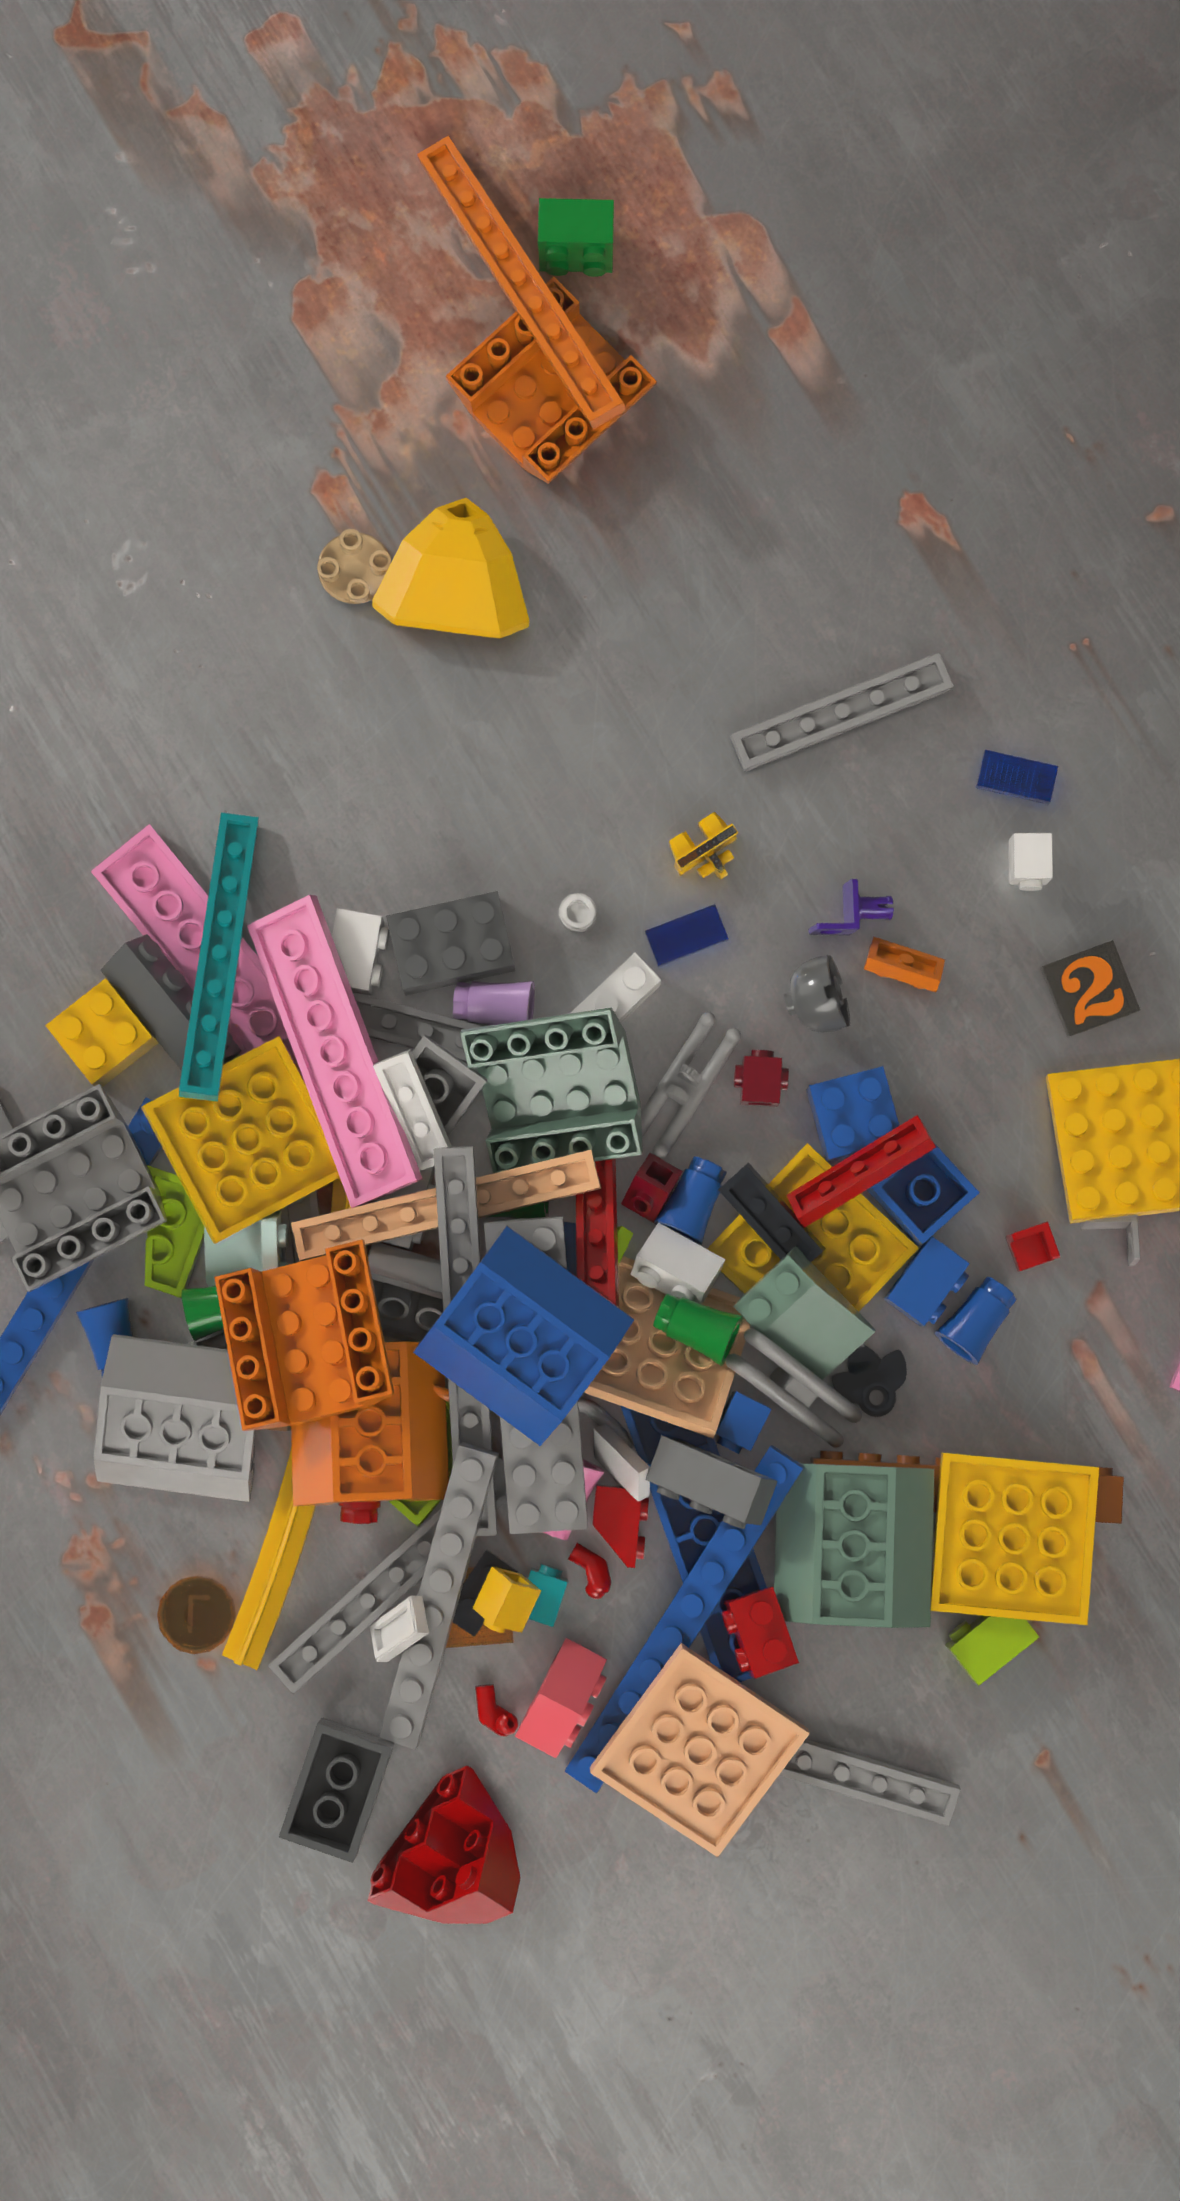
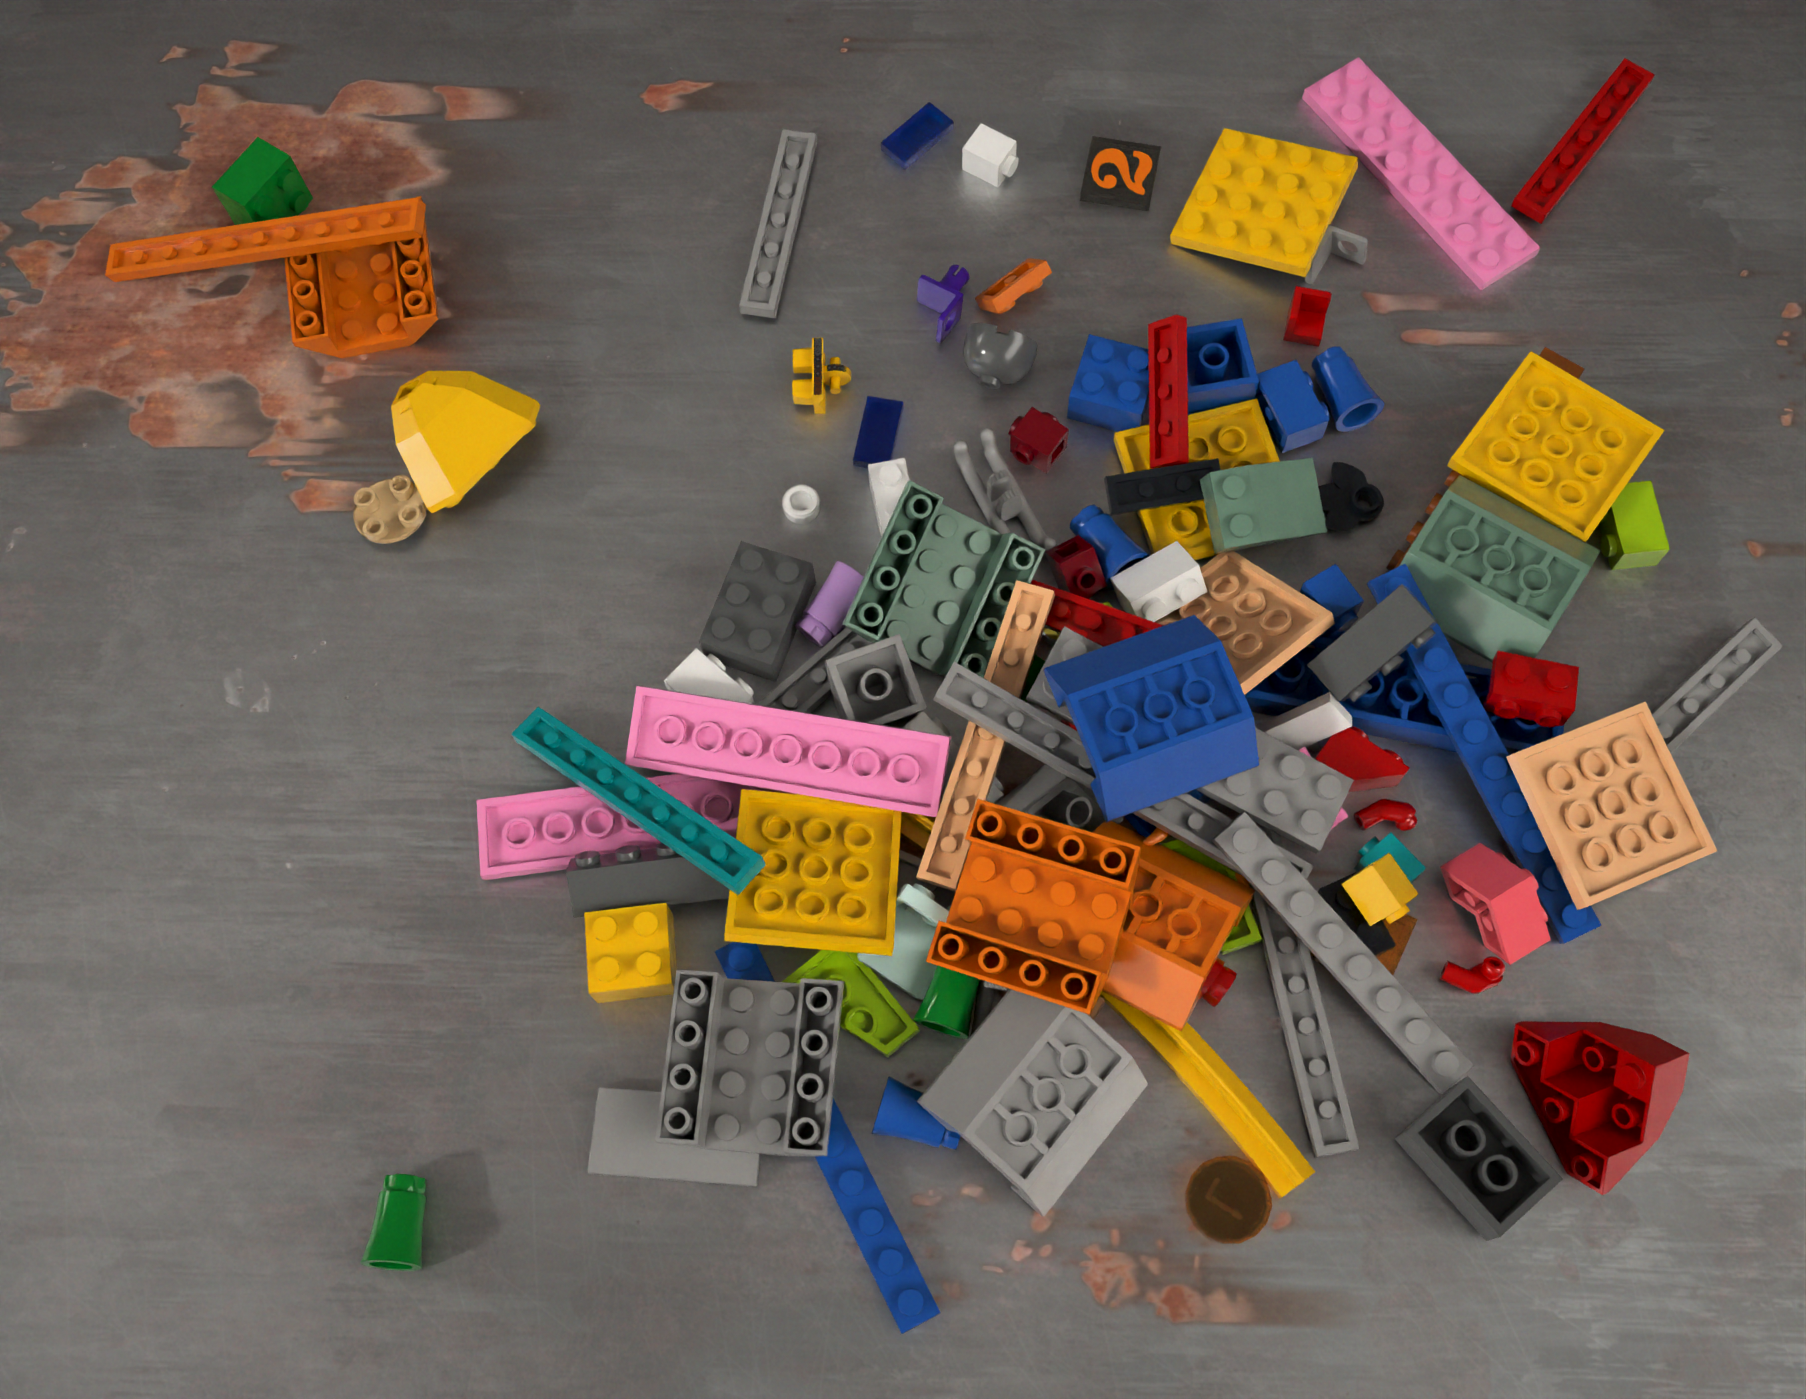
camera: 55 degrees left, 15 degrees down
(399, 1629) = (1352, 1006): white tile -> none
(413, 1106) = (882, 706): white plate -> none
(698, 1326) = (1227, 584): green plant -> none
(794, 1387) = (1324, 546): light grey piece -> none

